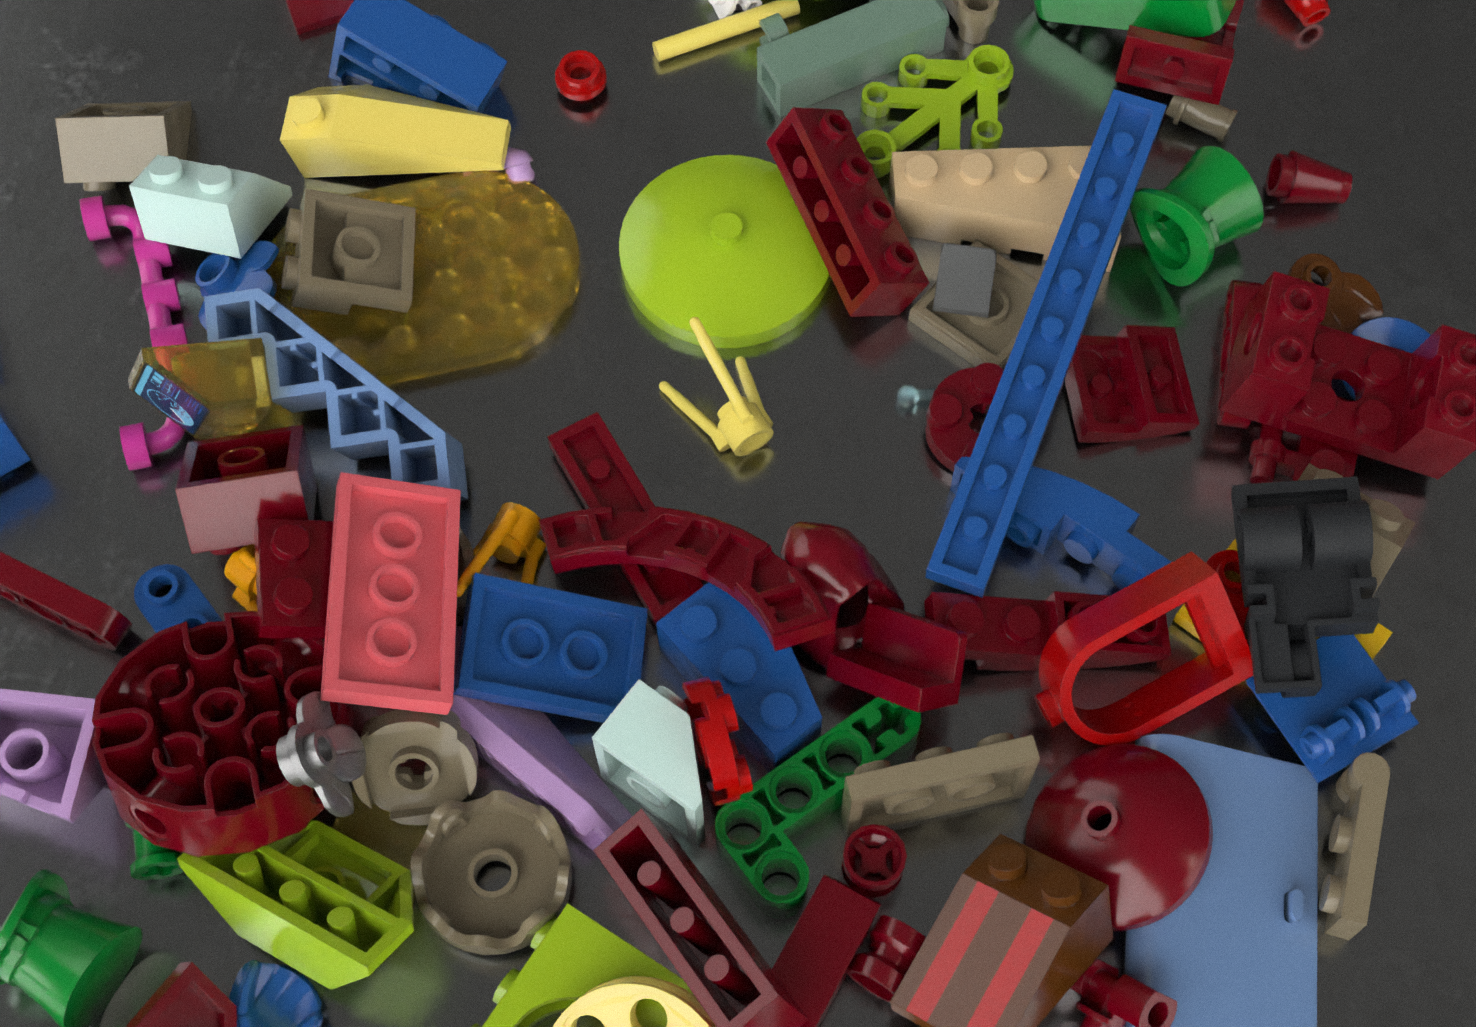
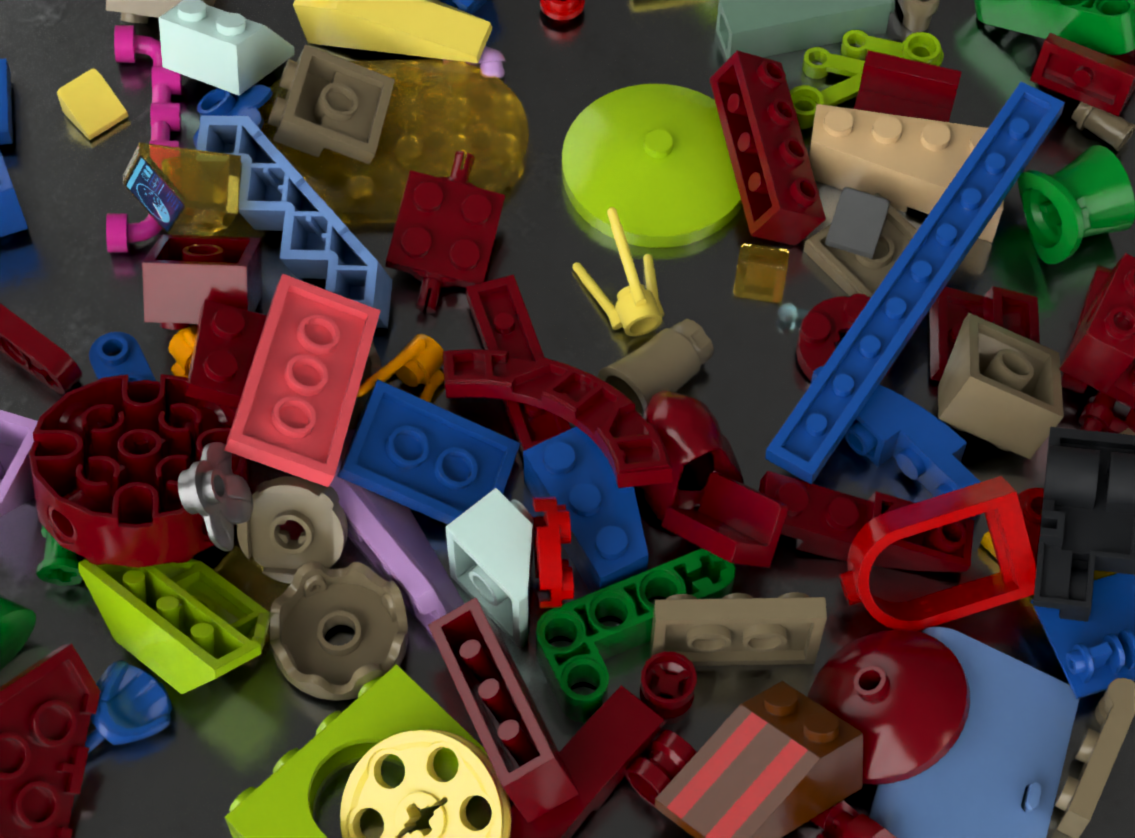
camera: 10 degrees right, 5 degrees down
(71, 297) = (91, 104): none -> light yellow slope
(509, 375) = (444, 231): none -> dark red plate
(782, 488) = (660, 364): none -> dark tan plant
(869, 354) = (761, 273): none -> clear yellow slope
(984, 115) = (907, 88): none -> dark red panel
(1162, 442) = (1001, 387): none -> dark tan slope

